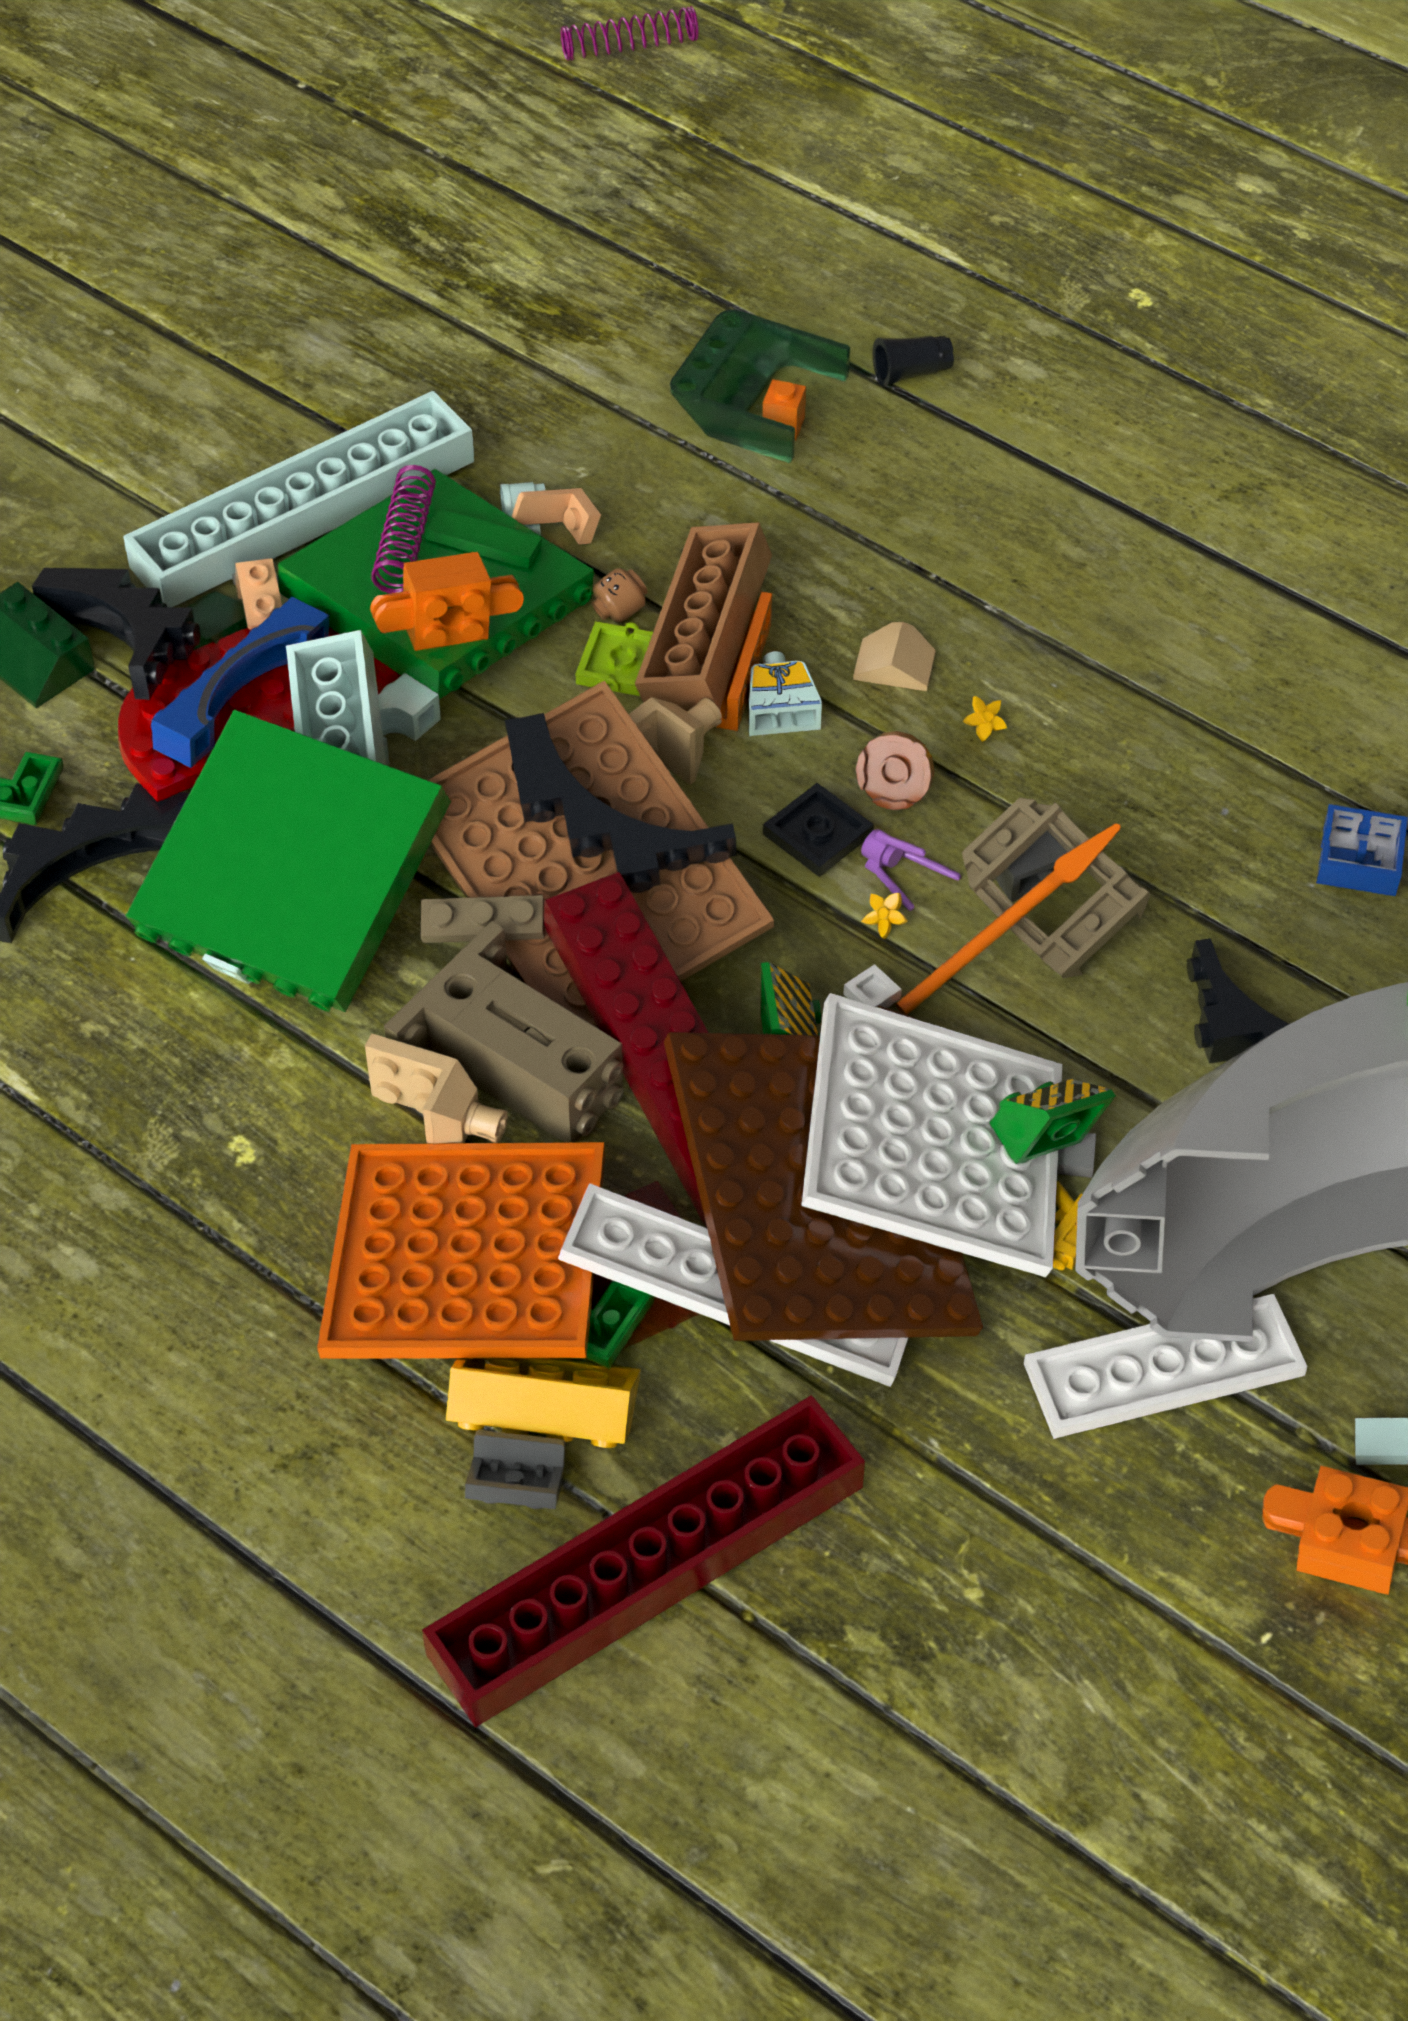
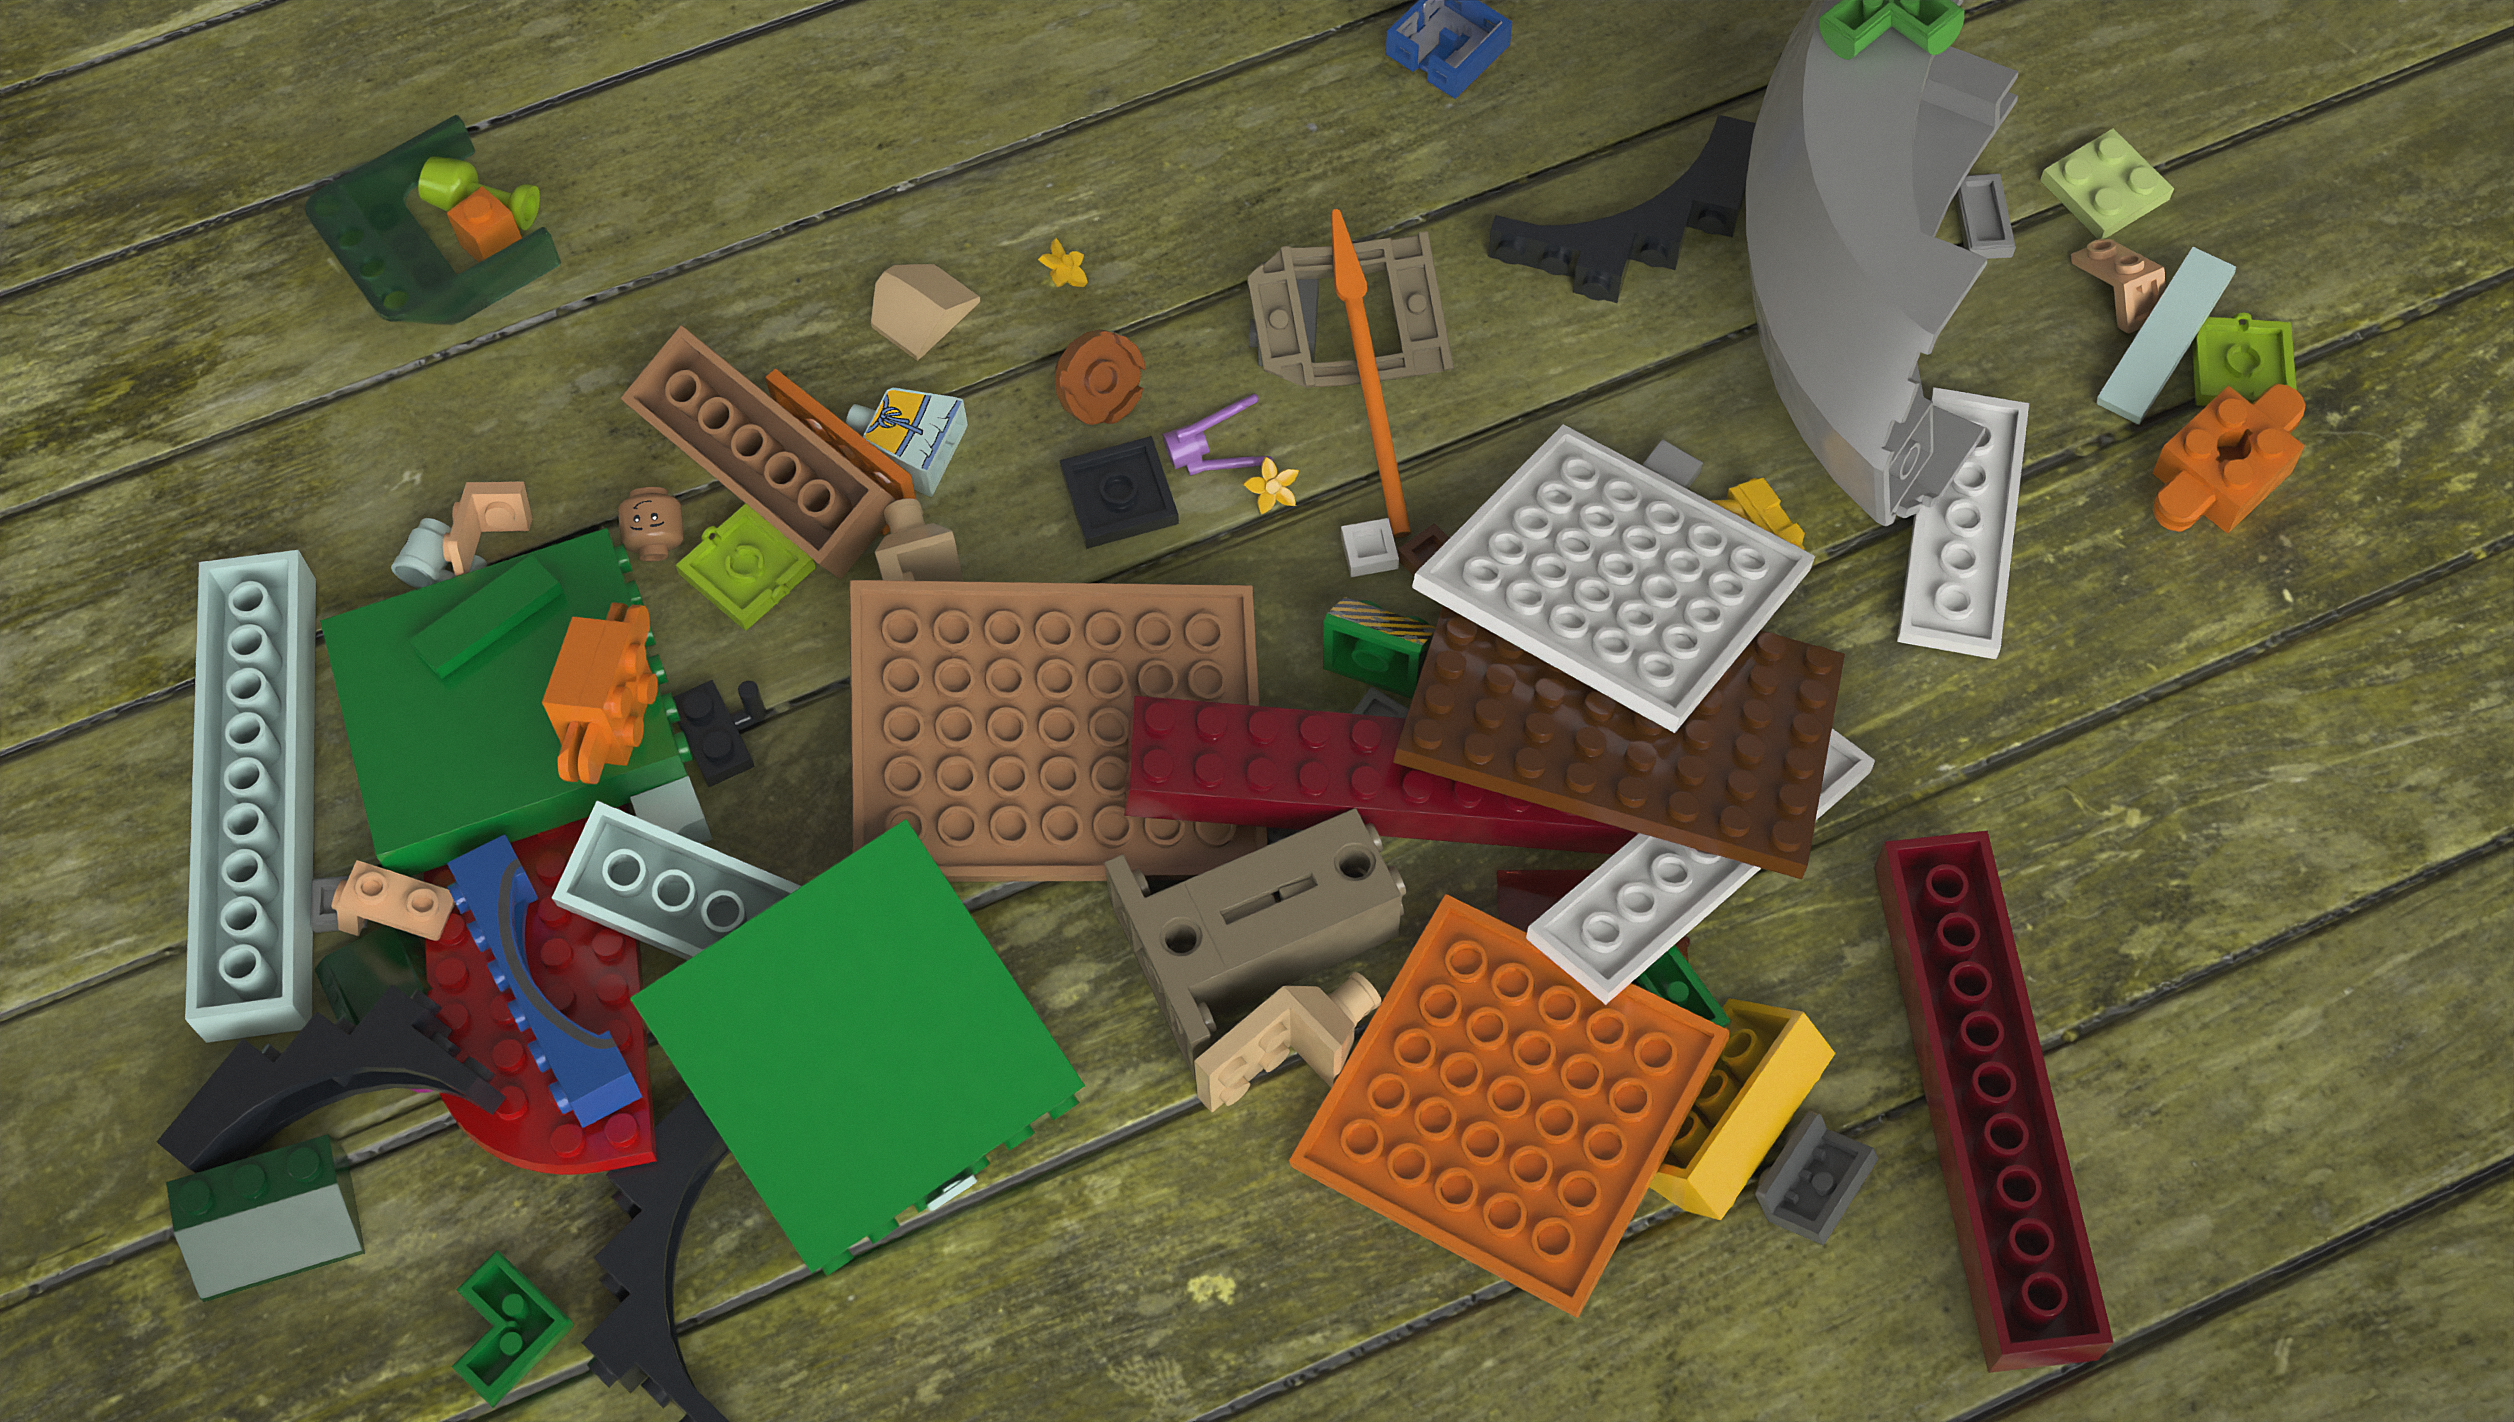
camera: 60 degrees left, 10 degrees up
(398, 488) = (484, 738): magenta piece -> none
(466, 917) = (1073, 875): dark tan plate -> none
(493, 697) = (714, 732): none -> black plate
(592, 826) = (958, 711): black arch -> none
(807, 371) = (450, 181): none -> lime piece
(910, 357) = (496, 75): black plant -> none
(1049, 1117) = (1656, 457): green slope -> none

